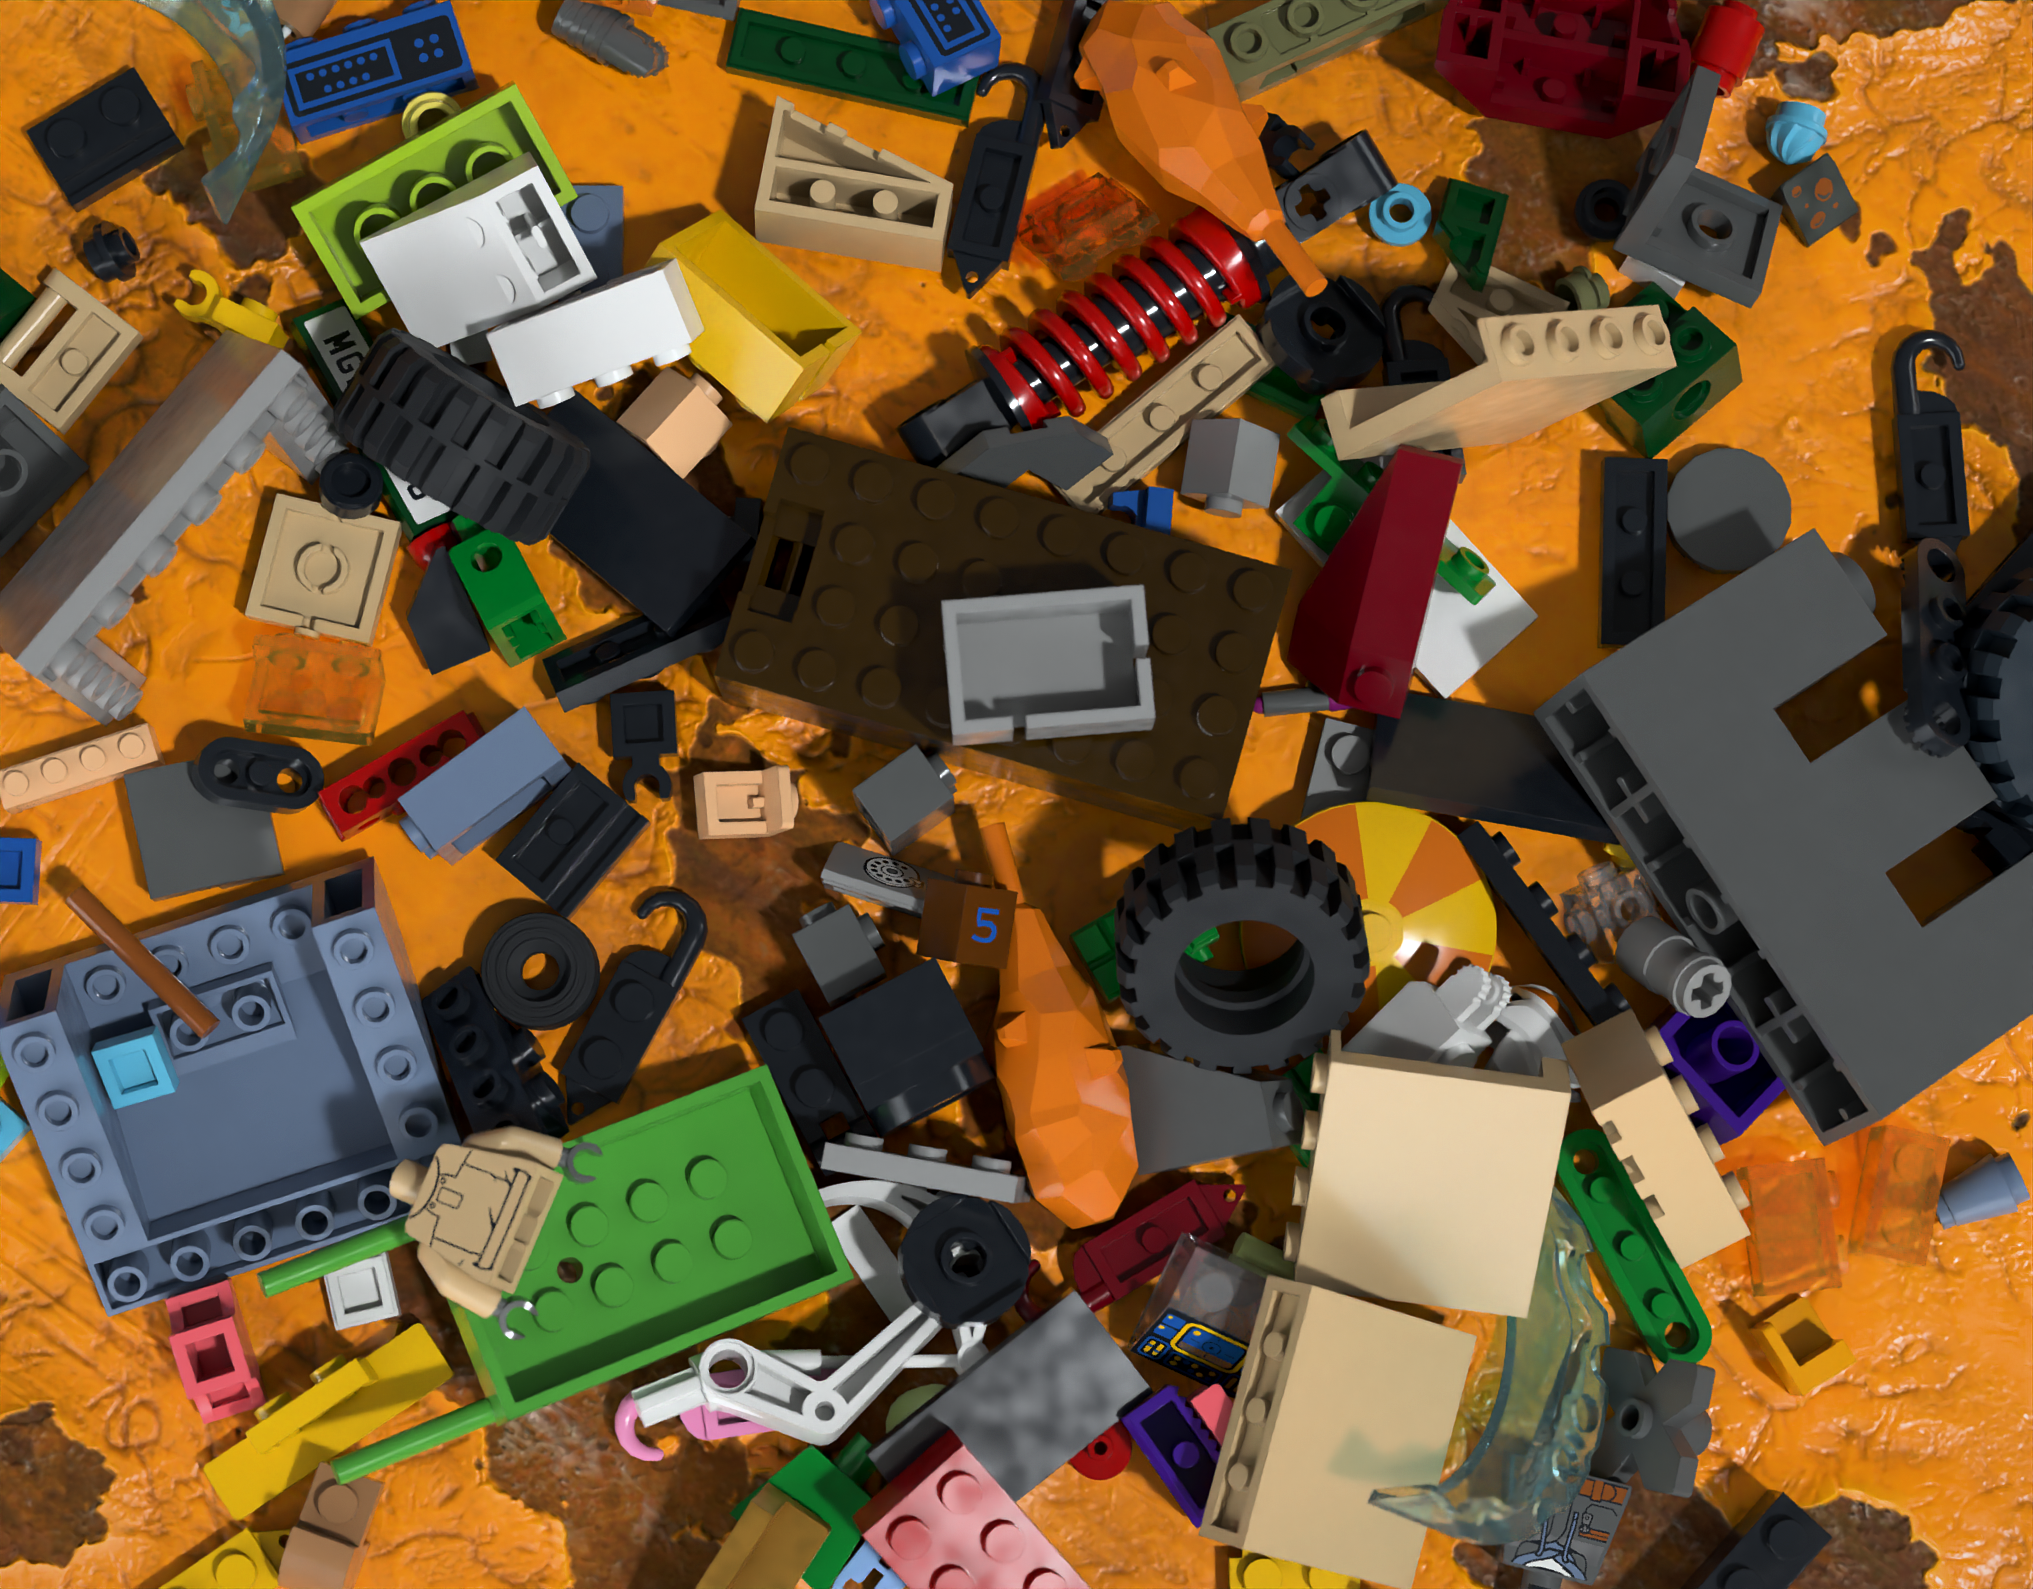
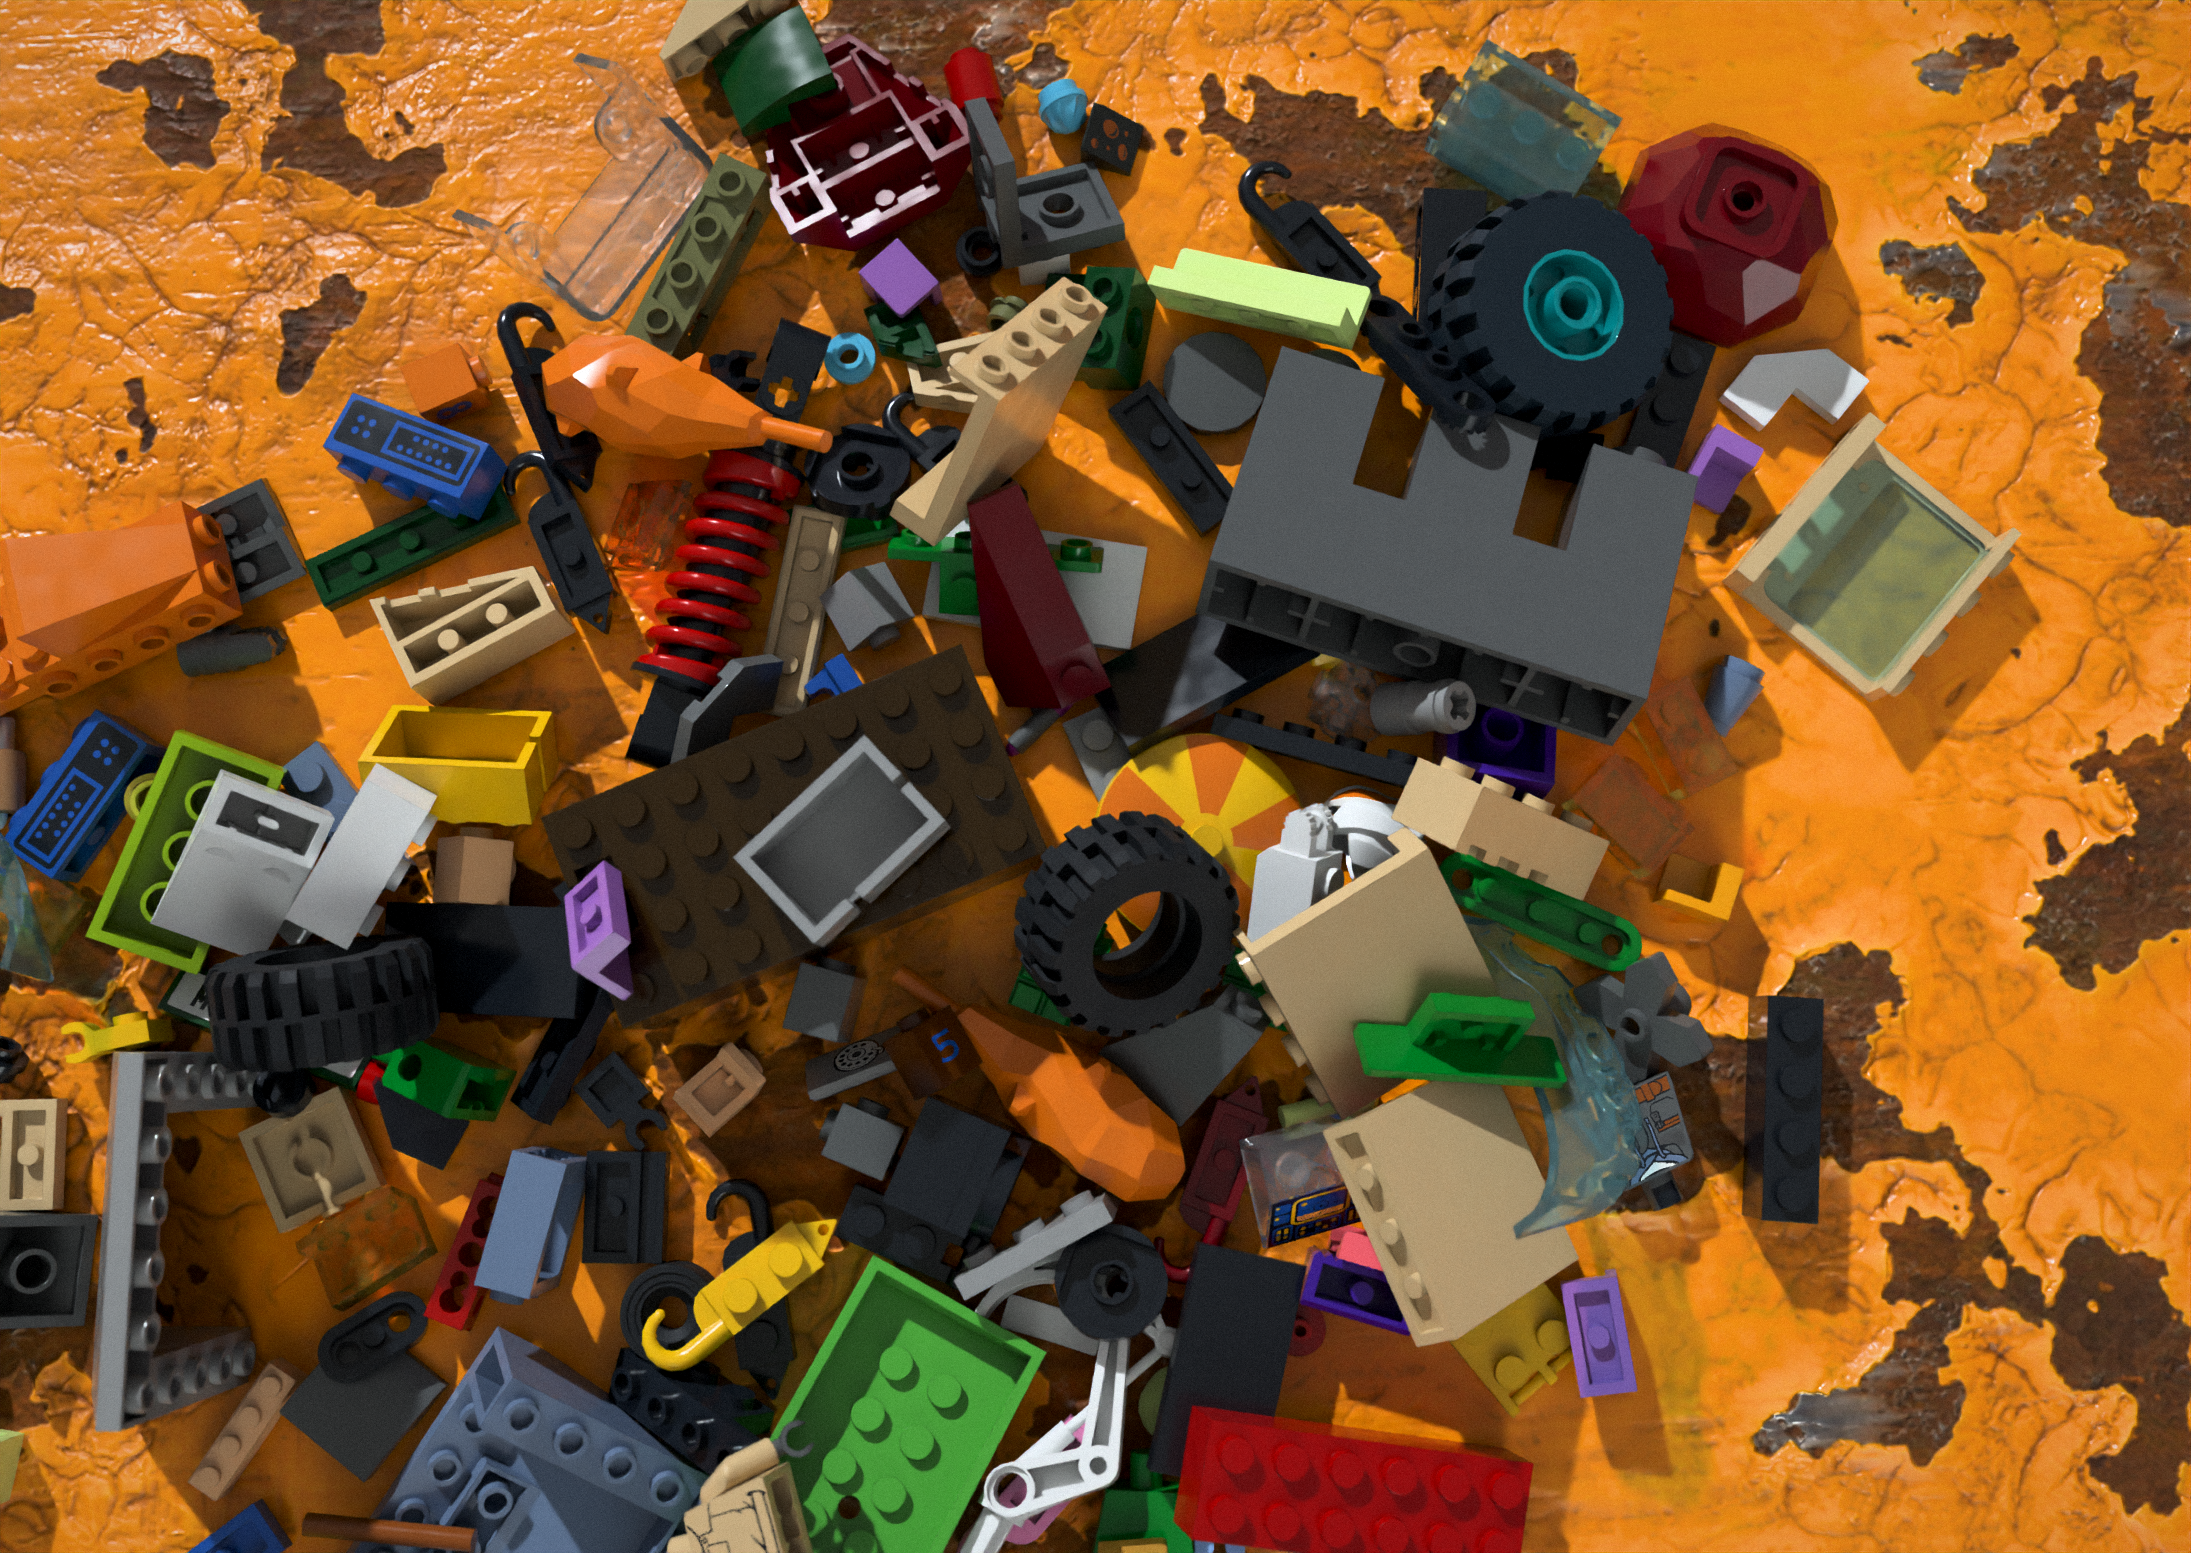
camera: 30 degrees left, 0 degrees up
(624, 1003) = (743, 1292): none -> yellow plate
(769, 570) = (600, 930): none -> medium lavender panel
(1463, 1302) = (1463, 1042): none -> green bracket
(1505, 179) = (899, 280): none -> medium lavender panel
(1838, 465) = (1262, 297): none -> yellowish green panel

